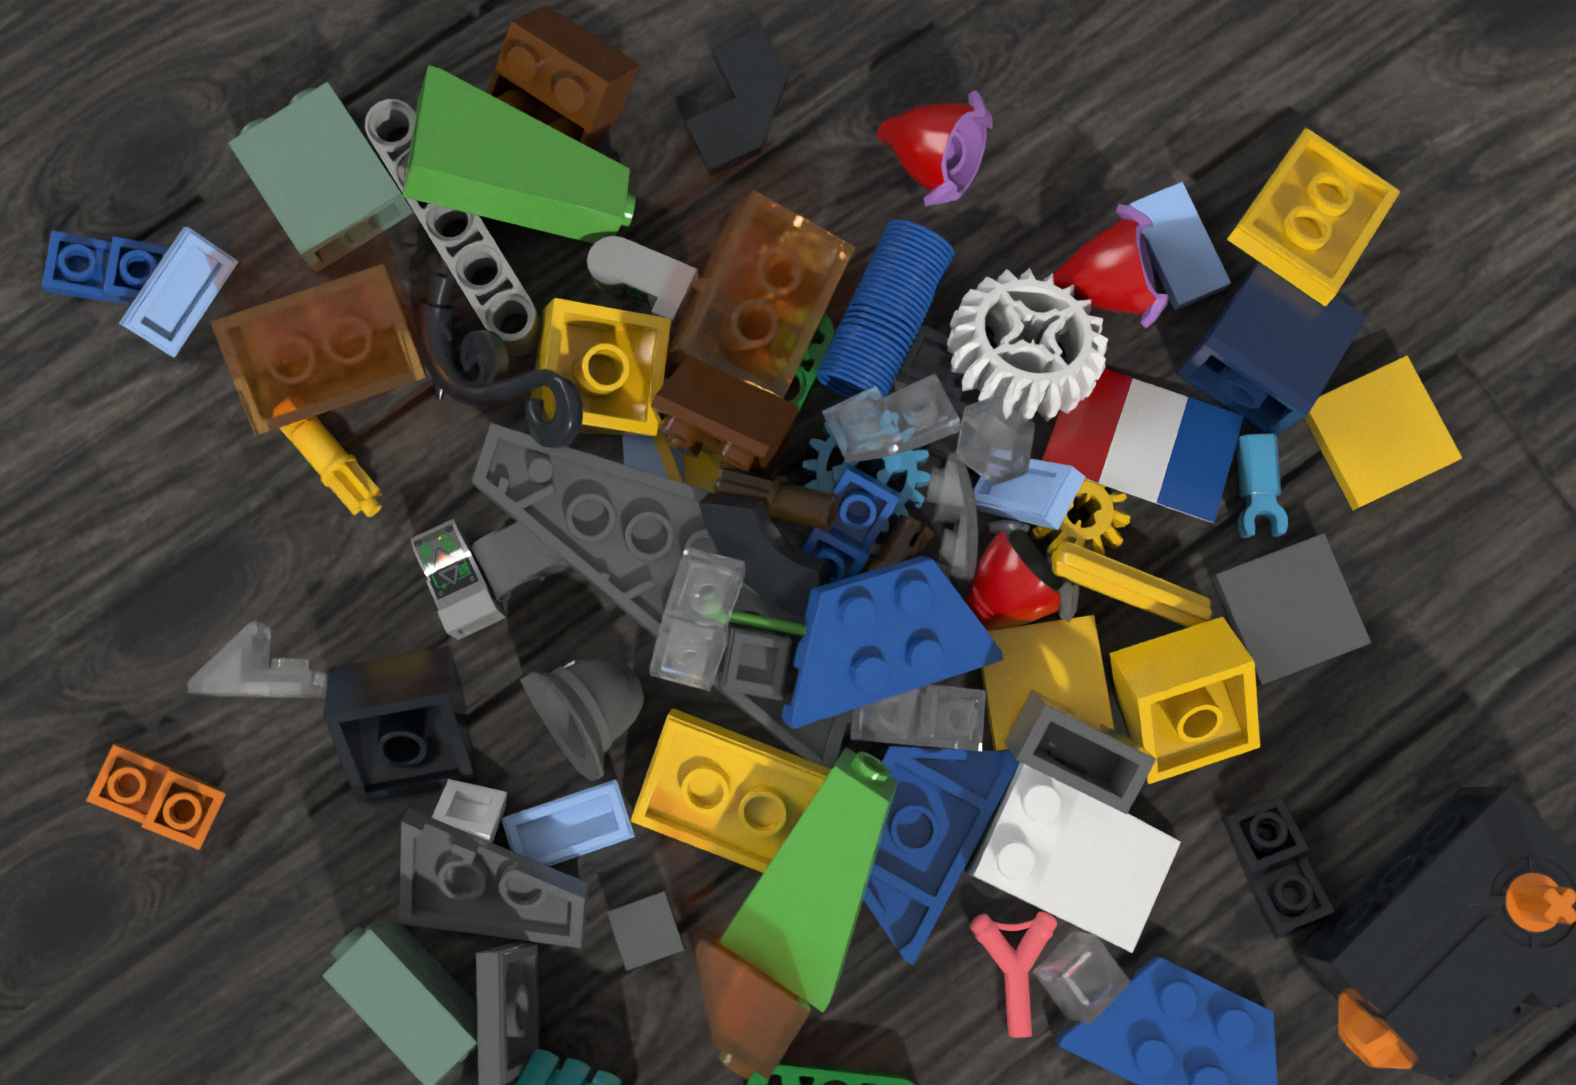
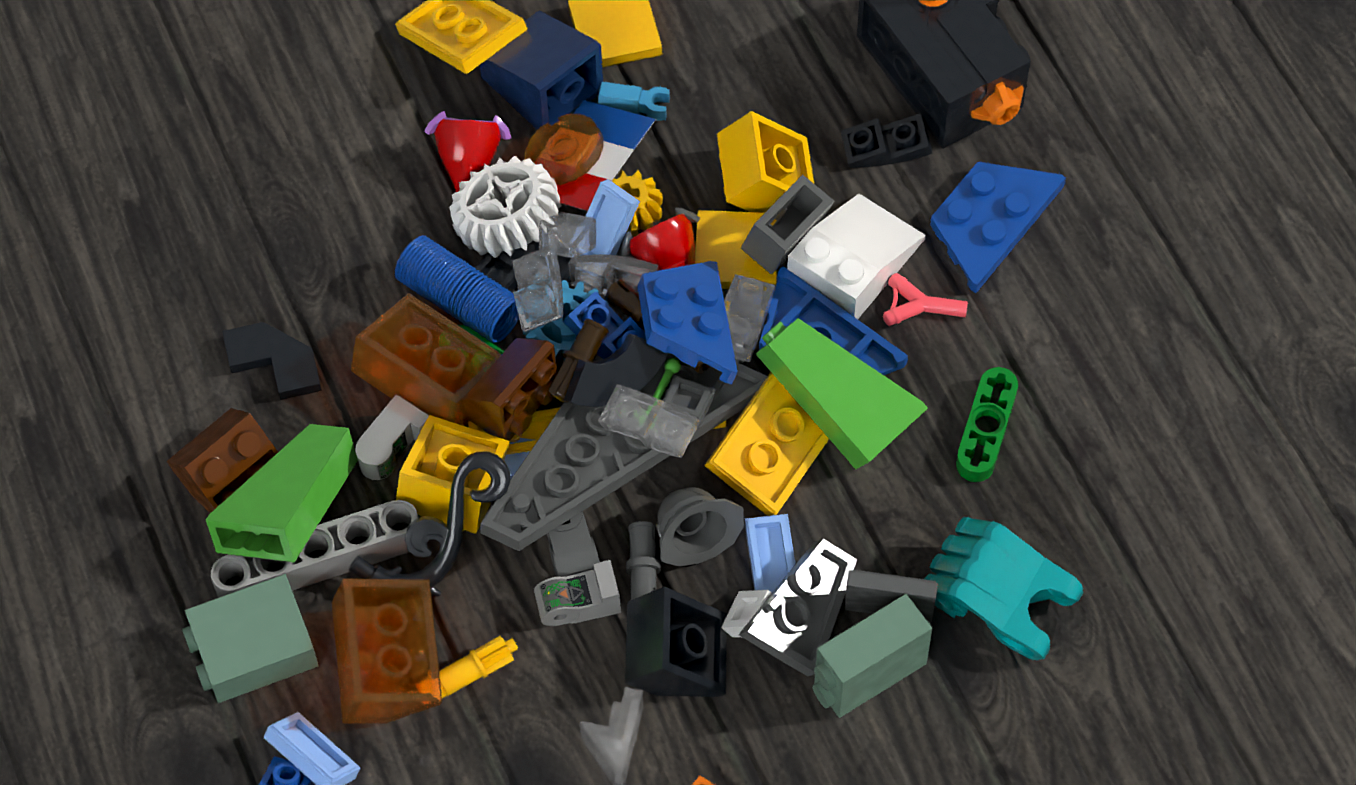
camera: 75 degrees left, 20 degrees down
(515, 655) = (642, 562): none -> dark grey pin
(646, 930) = (853, 520): dark grey tile -> none
(746, 1010) = (913, 451): clear orange slope -> none
(935, 136) = (345, 236): hat -> none
(1081, 977) = (935, 264): clear slope -> none
(1130, 585) = (683, 180): yellow axle -> none
(1147, 407) = (566, 147): none -> clear orange tile
(1181, 247) = (467, 105): light blue tile -> none
(1291, 609) = (716, 97): dark grey tile -> none

